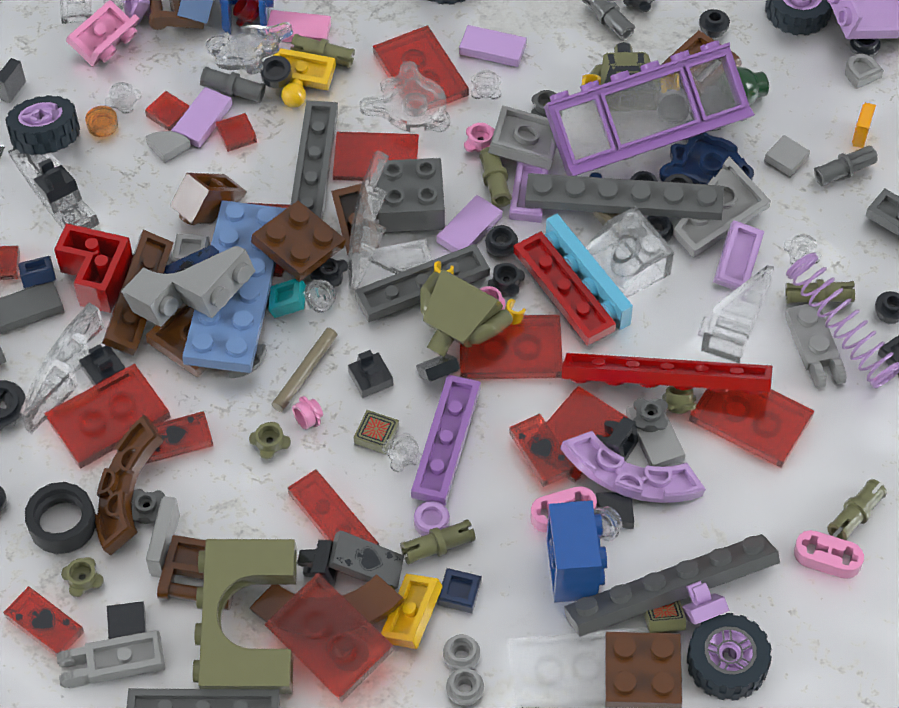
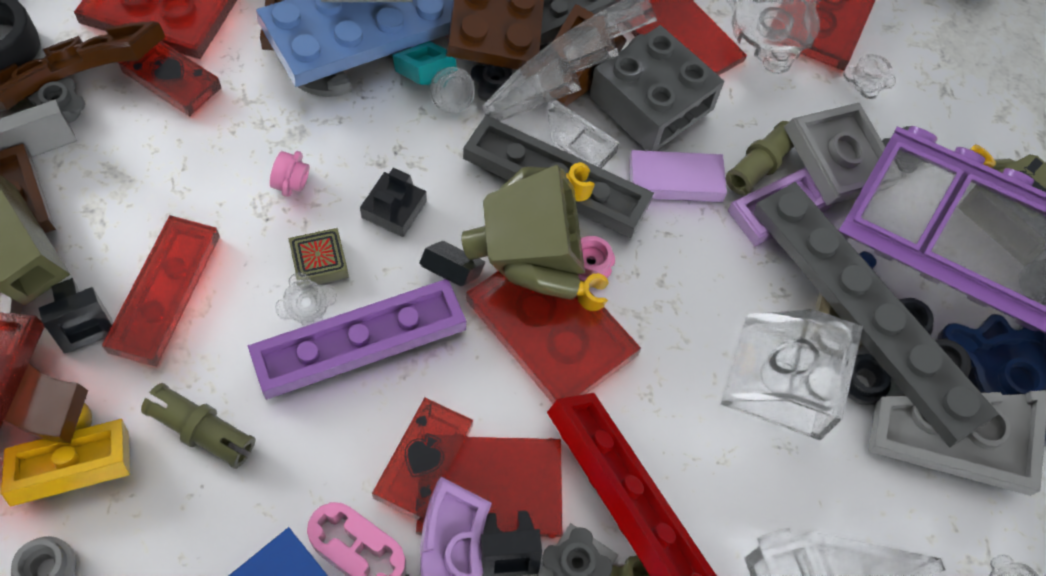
camera: 45 degrees right, 5 degrees up
(267, 431) = (223, 150): olive plate -> none
(304, 369) = (350, 137): dark tan bar -> none
(365, 559) = (105, 360): dark grey tile -> none
(429, 516) = (235, 396): lavender tile -> none
(459, 590) = (146, 500): dark blue tile -> none
(479, 137) = (796, 105): bright pink plate -> none
(492, 46) = (926, 52): lavender tile -> none
(501, 234) = (689, 209): black plate -> none
(509, 272) = (640, 246): black plate -> none
(564, 288) = (682, 332): red plate -> none
(589, 271) = (721, 356): medium azure plate -> none
(738, 255) = (921, 507): lavender tile -> none

